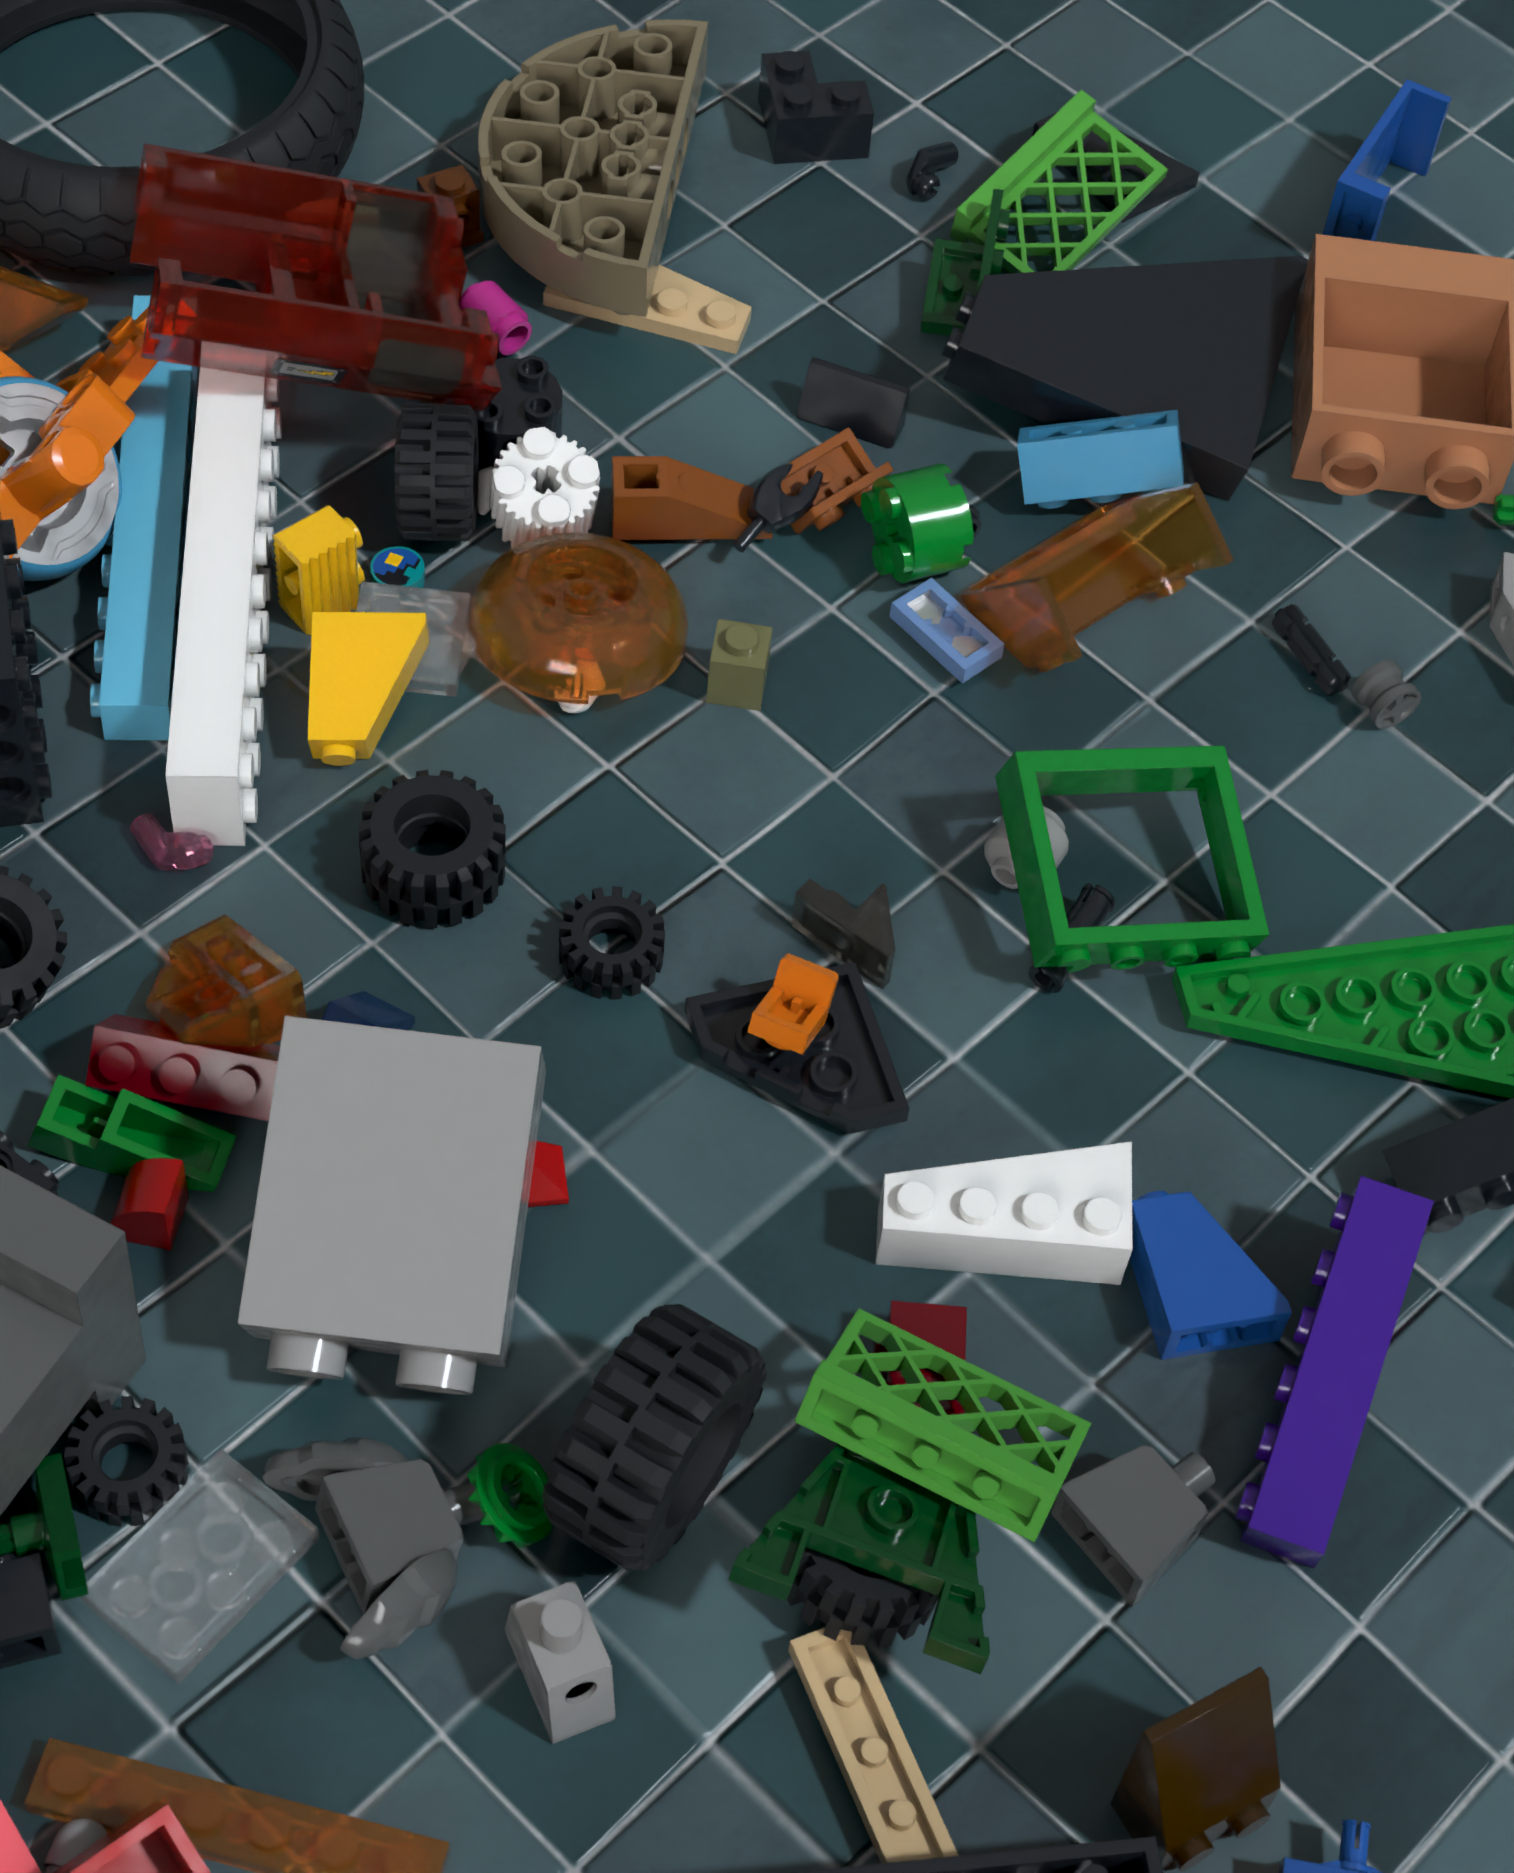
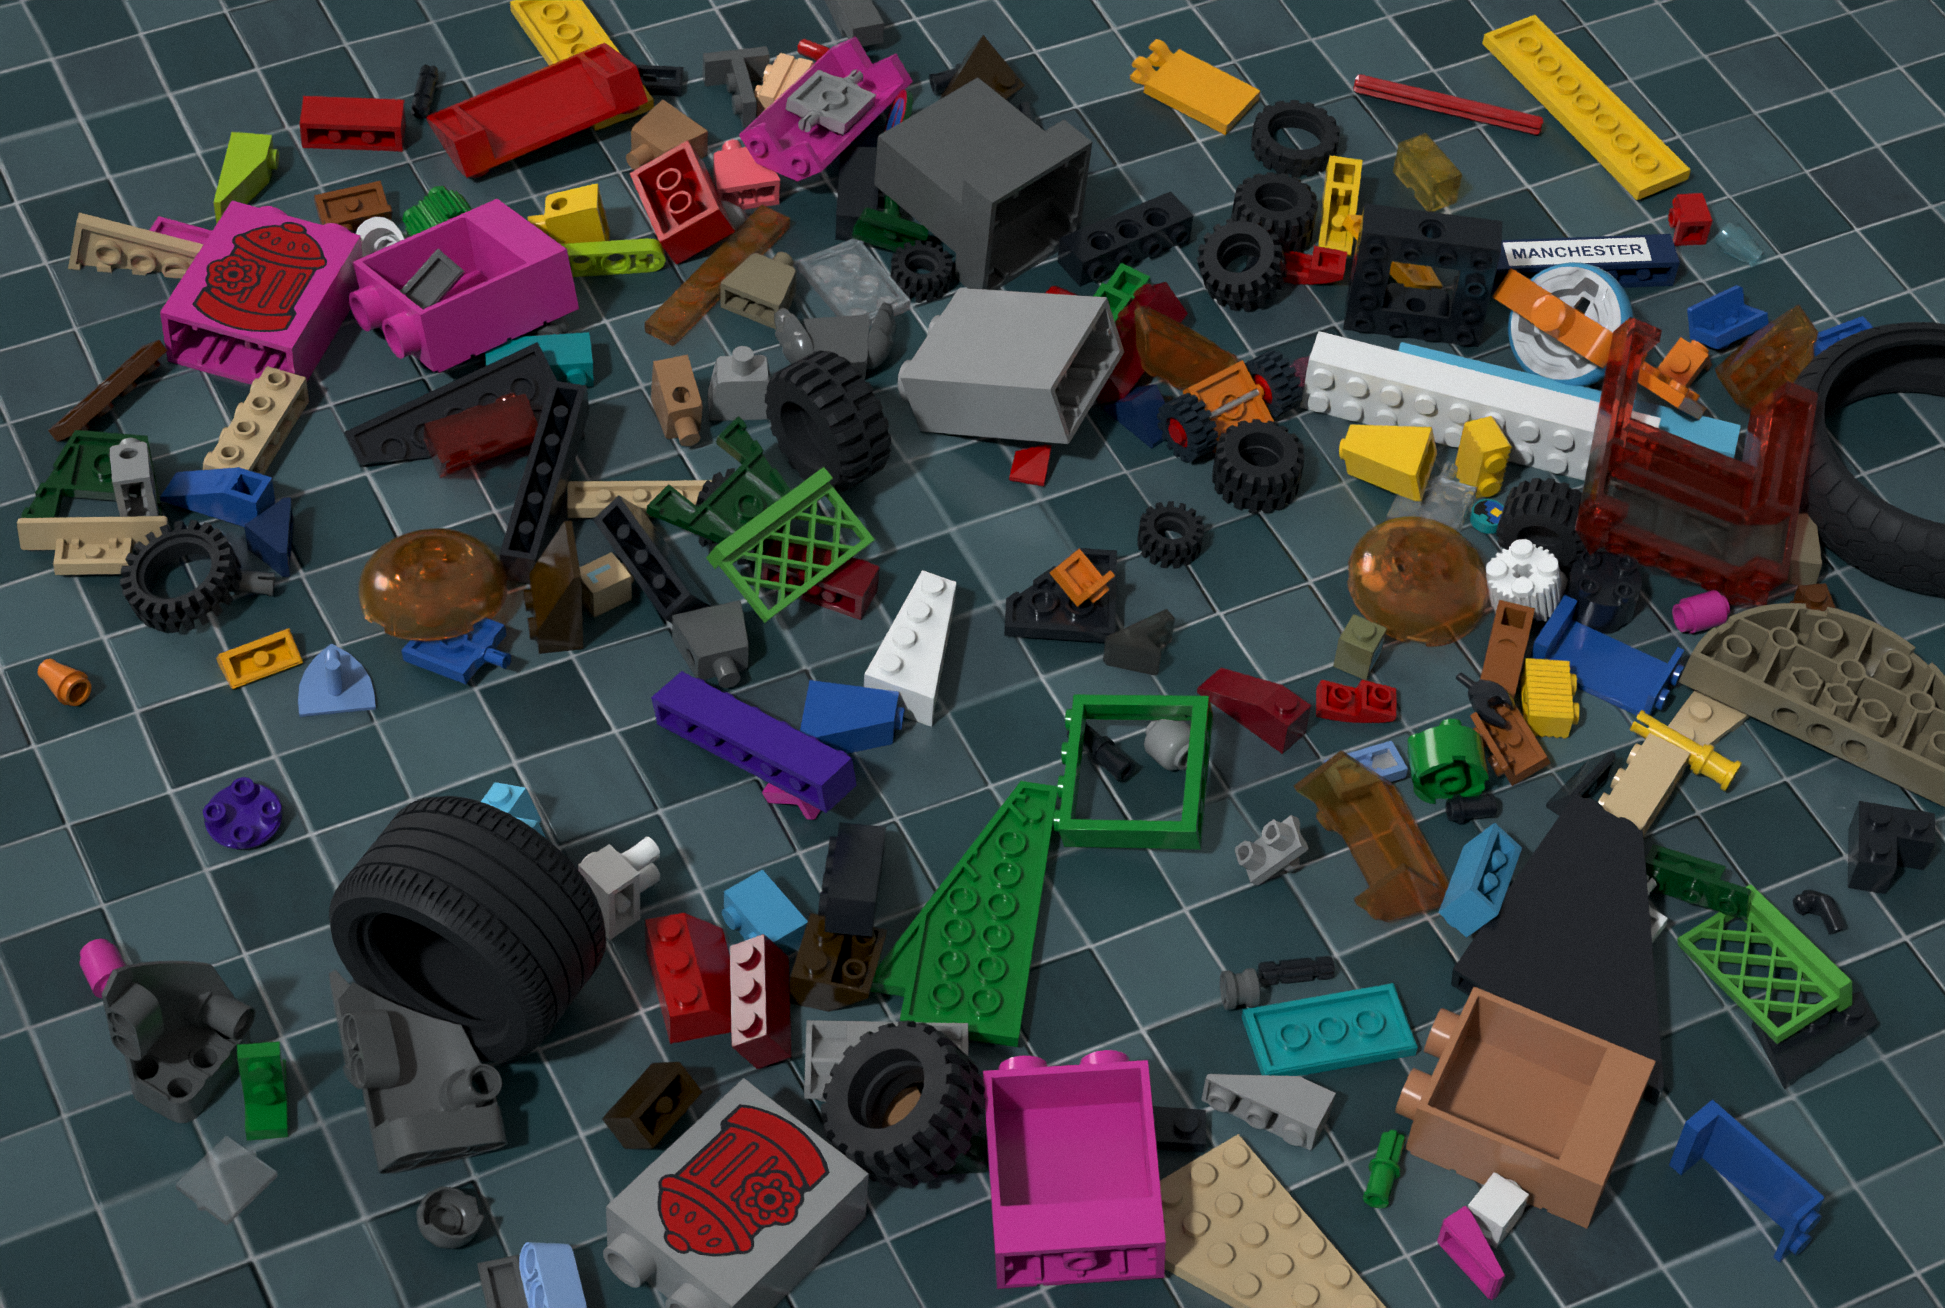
camera: 110 degrees right, 5 degrees down
(258, 873) = (1241, 392): none -> plate
(266, 1717) = (760, 287): none -> dark tan torso
(630, 389) = (1607, 665): none -> blue panel
(638, 1756) = (678, 410): none -> medium nougat torso
(732, 446) = (1548, 697): none -> yellow brick
(758, 288) = (1702, 758): none -> yellow pin
(825, 664) = (1363, 704): none -> red slope
(857, 337) = (1646, 782): none -> tan brick
(897, 768) = (1259, 706): none -> dark red slope
(1034, 1664) = (649, 559): none -> black brick
(1095, 1736) = (605, 584): none -> tan brick
(1157, 689) = (1275, 850): none -> light grey hips
(1380, 600) = (1329, 1032): none -> teal tile

